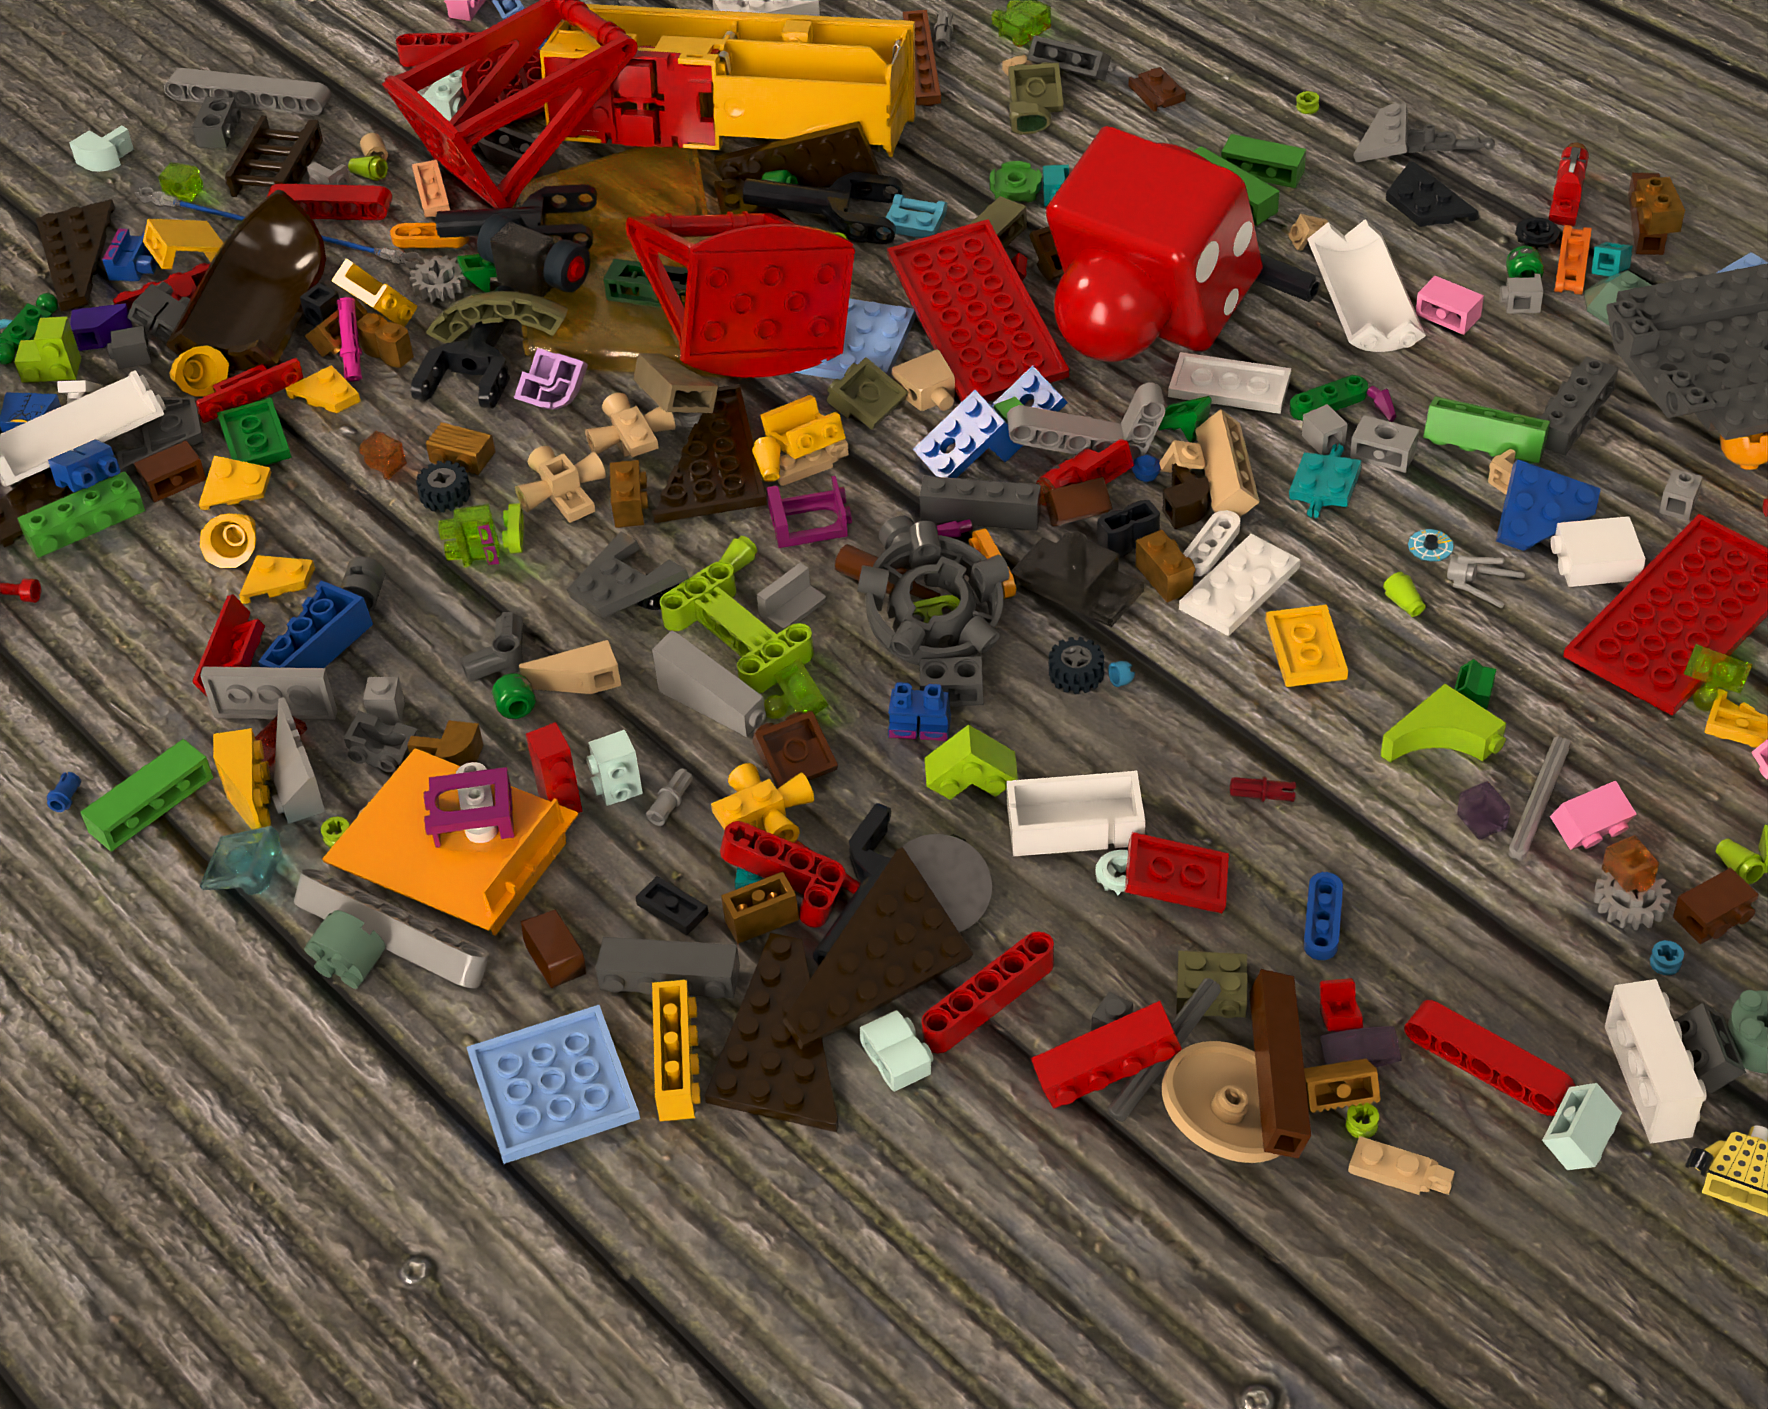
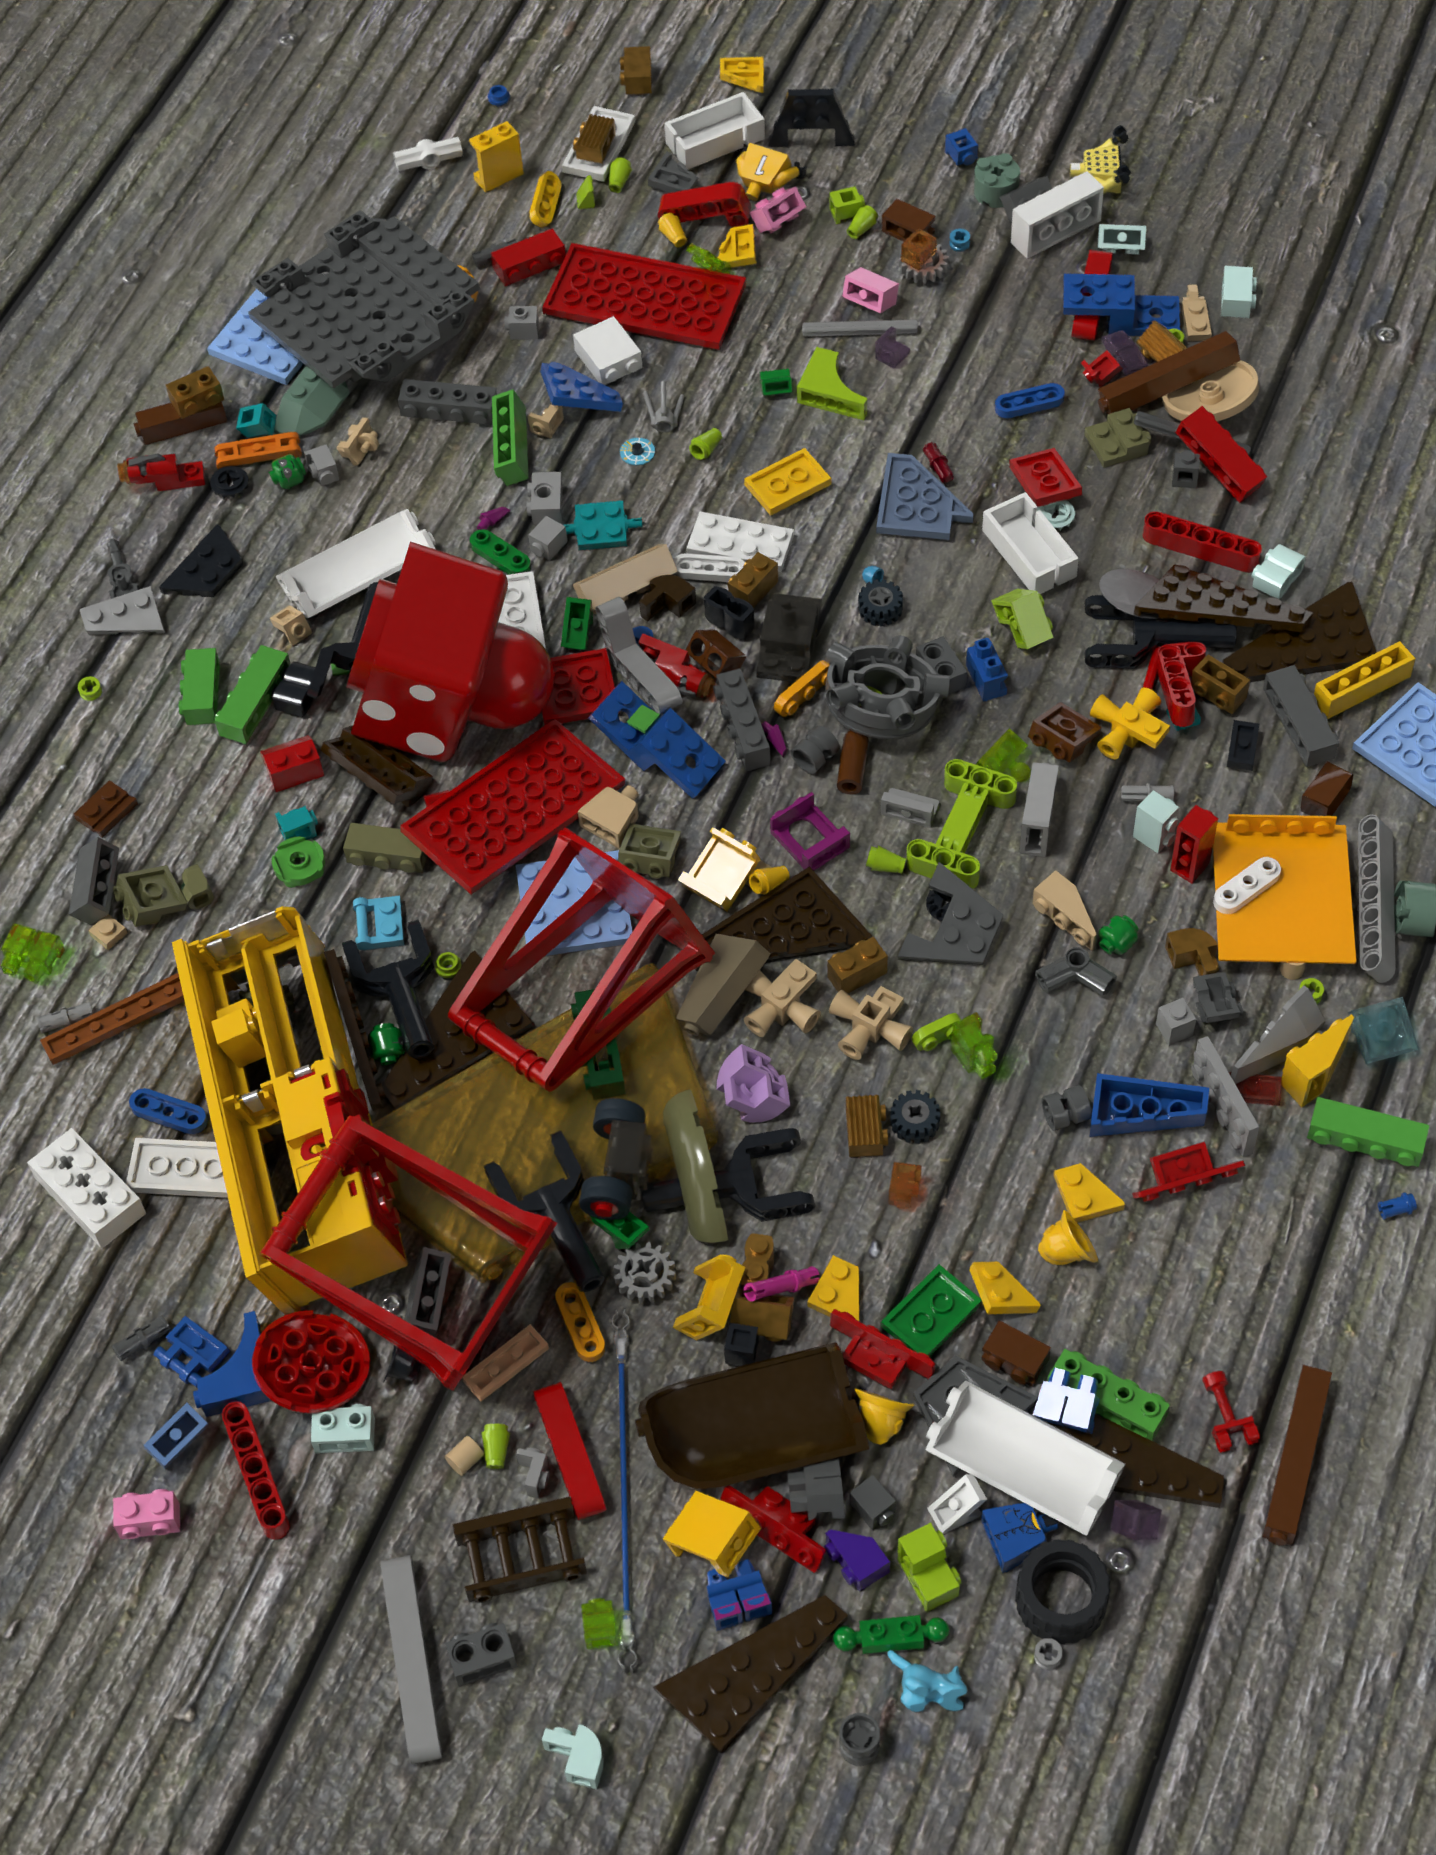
camera: 115 degrees left, 10 degrees up
(449, 821) = (1266, 902): magenta panel -> none
(1102, 392) = (579, 686): none -> red plate
(1184, 455) = (632, 597): tan bracket -> none
(1212, 745) = (916, 501): none -> sand blue wing
(1416, 1229) = (1237, 291): none -> light aqua brick
(1442, 1069) = (1116, 298): none -> blue bracket
(1449, 305) = (360, 502): bright pink brick -> none
(1545, 327) = (360, 440): none -> tan hips

